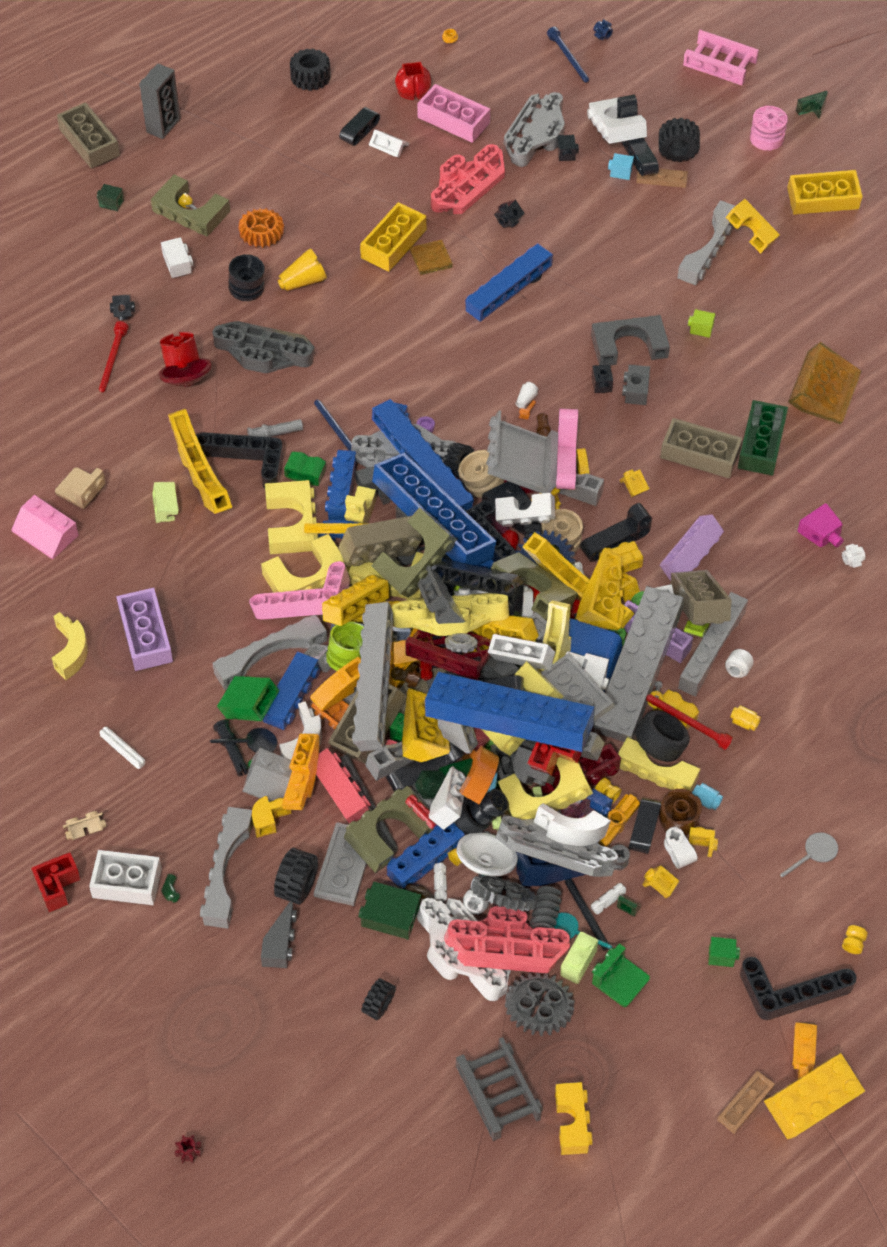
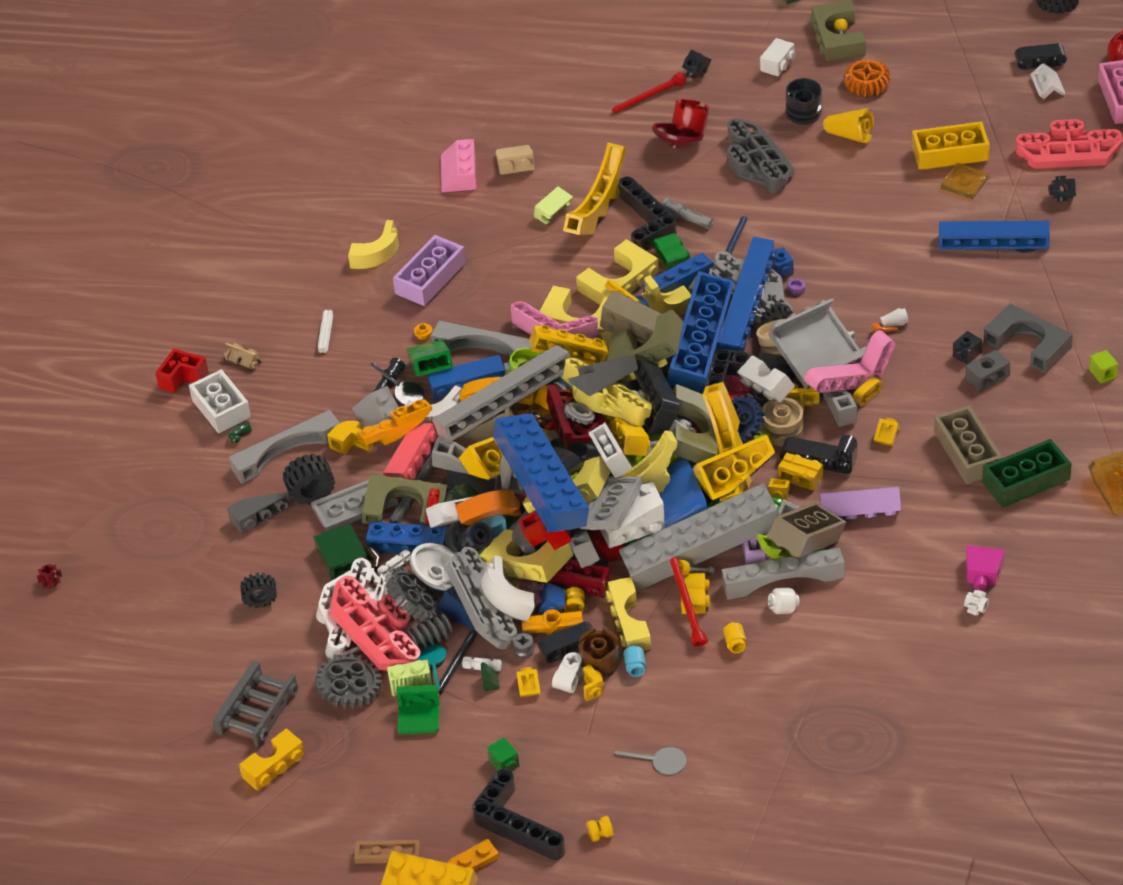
camera: 55 degrees right, 10 degrees down
(201, 686) = (423, 331): none -> light orange plate
(662, 736) = (643, 605): black tyre -> none

